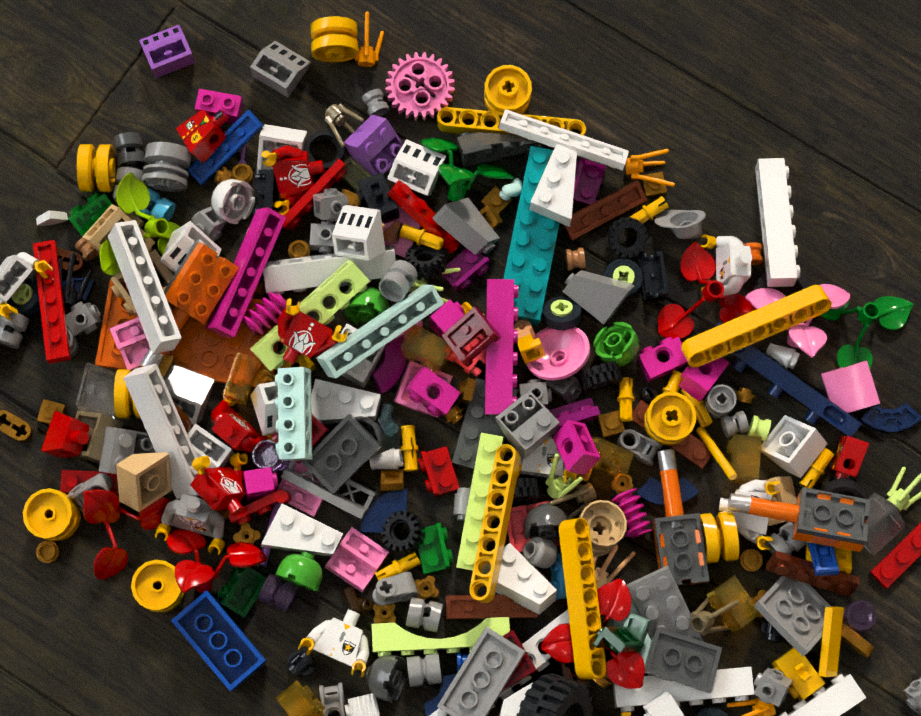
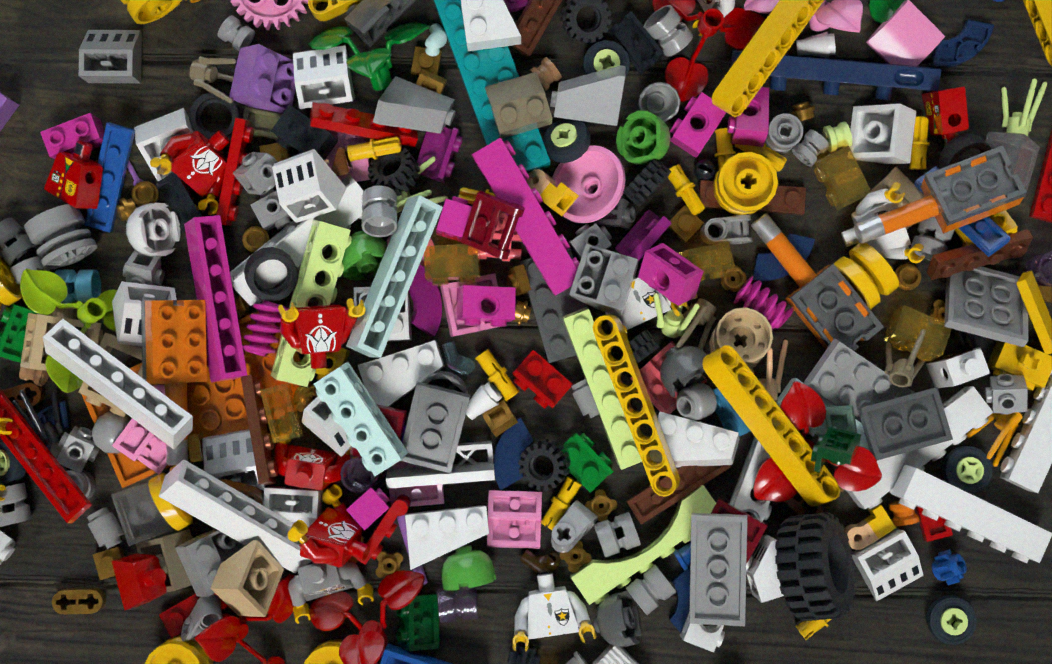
camera: 30 degrees left, 10 degrees up
(64, 385) = (105, 528): none -> light grey brick
(111, 317) = (108, 429): none -> light grey hair
(214, 389) = (260, 438): none -> copper plate
(295, 295) = (280, 291): none -> black tyre
(541, 267) = (519, 105): none -> dark tan slope
(646, 325) = (660, 100): none -> light grey hair
(680, 280) = (666, 28): none -> light grey wheel
(717, 454) = (812, 190): yellow bar -> none
(748, 647) = (959, 366): none -> white torso

